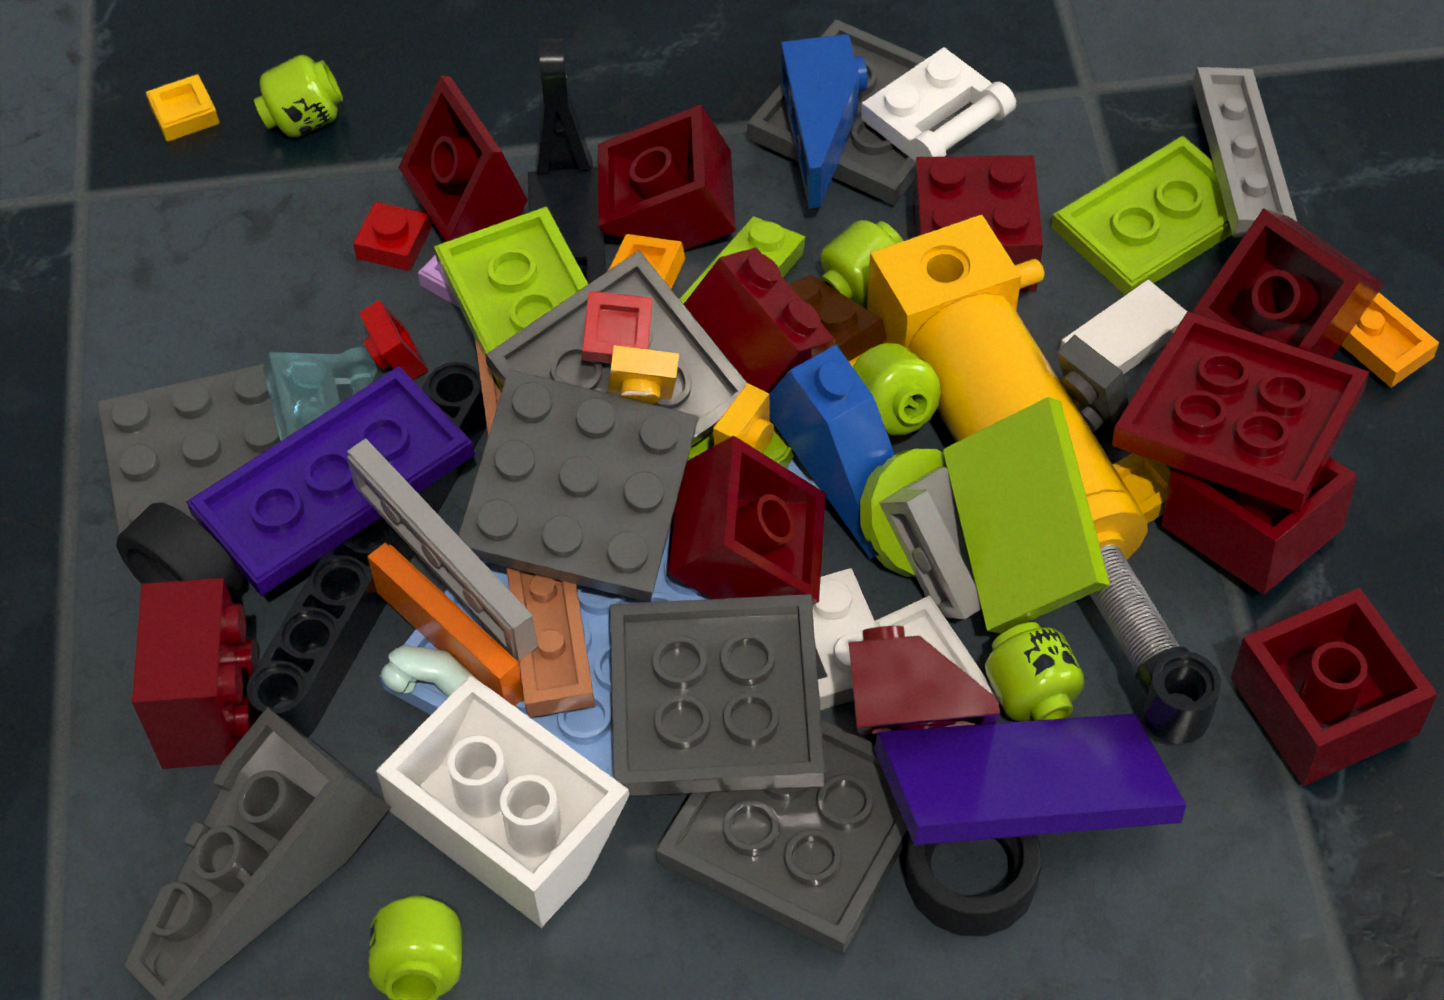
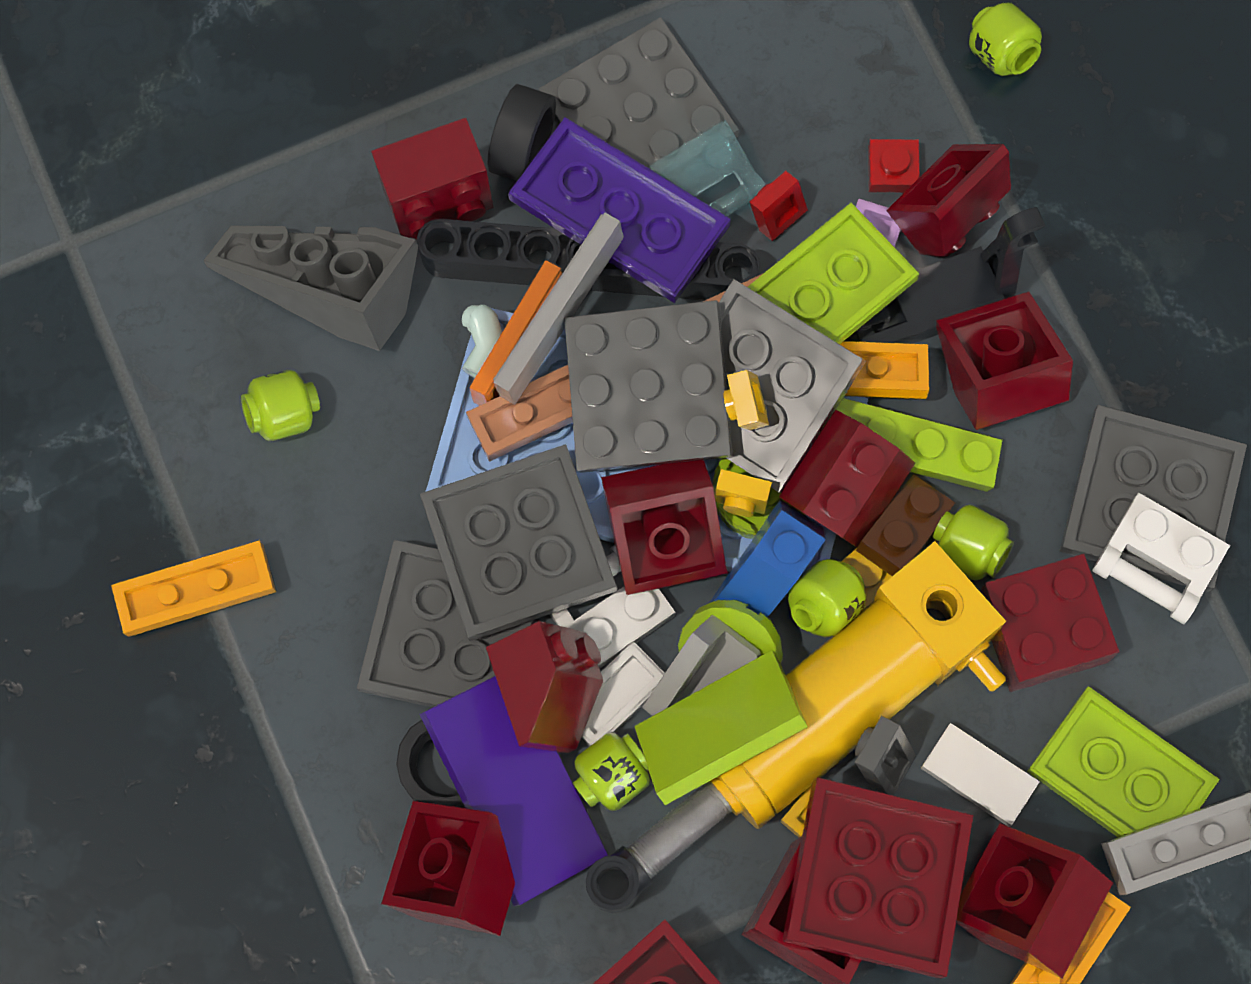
camera: 75 degrees right, 20 degrees up
(503, 799) = (394, 421): white slope -> none
(615, 321) = (779, 367): plate -> none
(822, 104) = (1121, 460): blue slope -> none
(1122, 865) = (452, 869): none -> dark red slope

